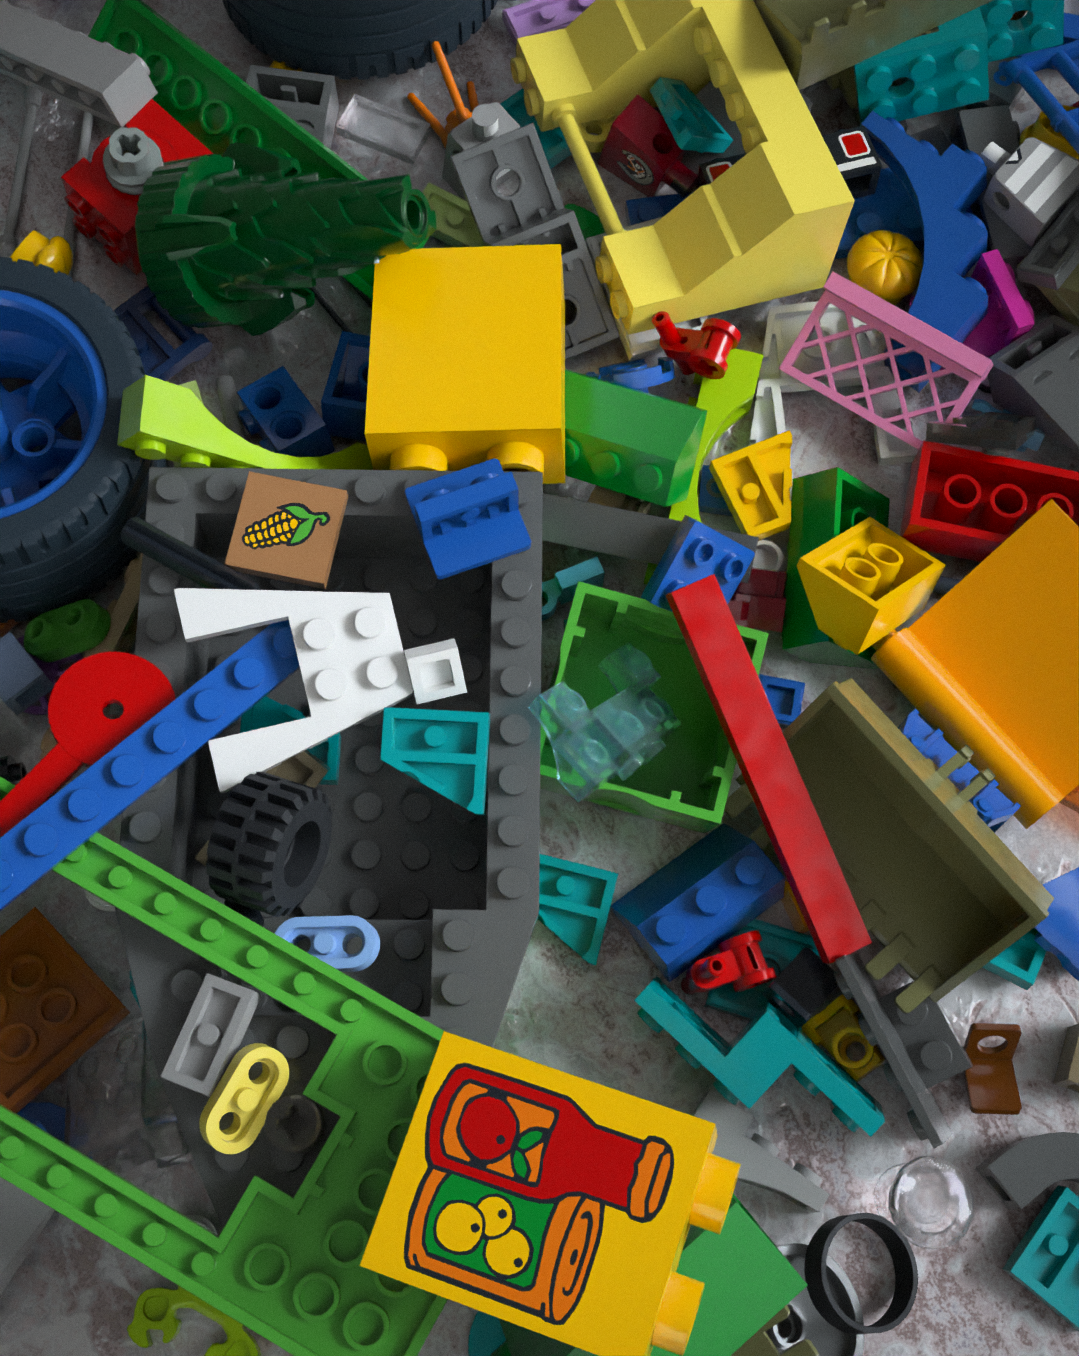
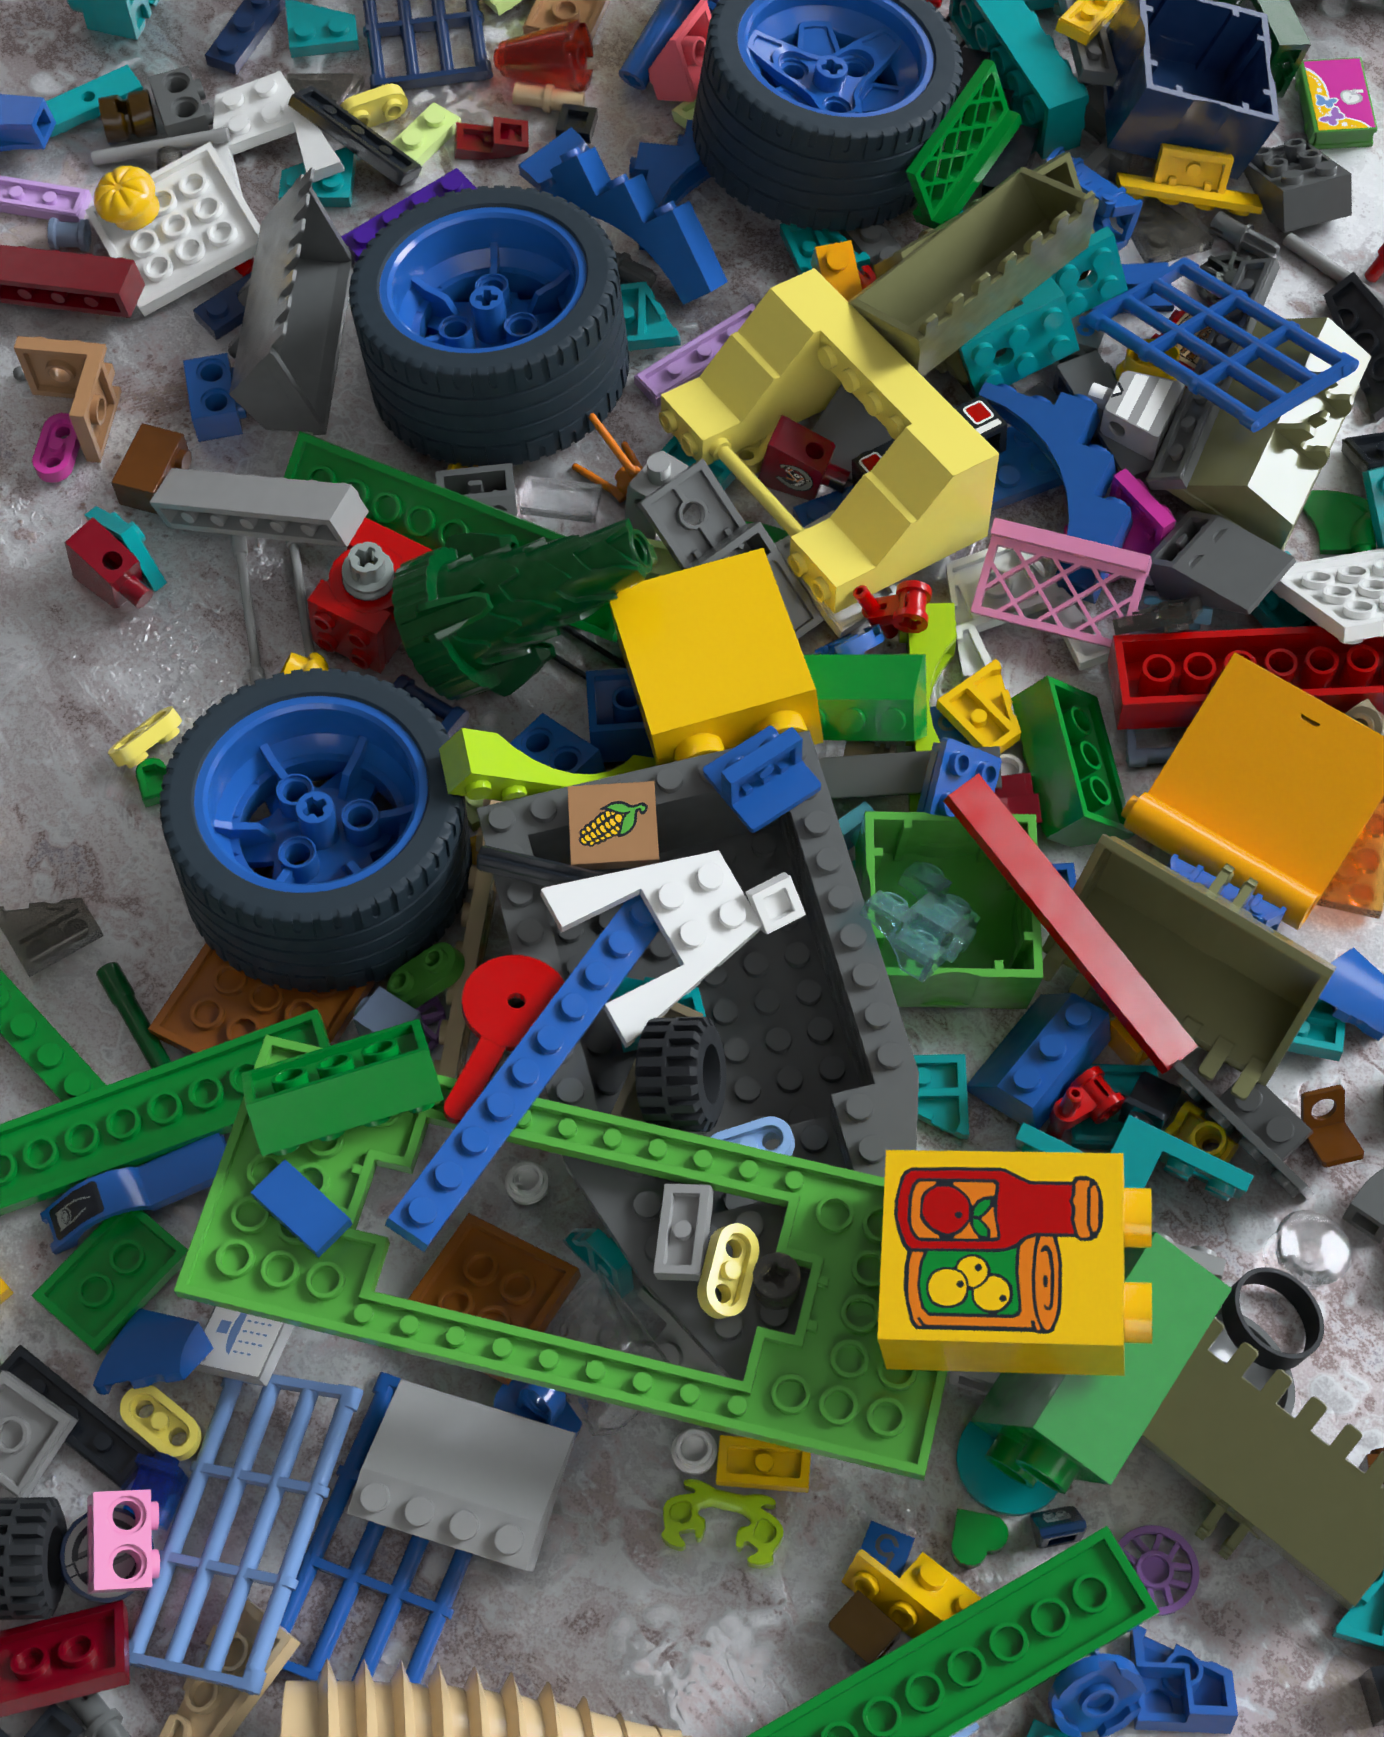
camera: 10 degrees left, 10 degrees down
(440, 751) = (800, 964): teal wing -> none
(688, 118) = (829, 425): teal wing -> none
(867, 583) = (1103, 763): yellow slope -> none
(885, 265) = (1034, 503): yellow piece -> none

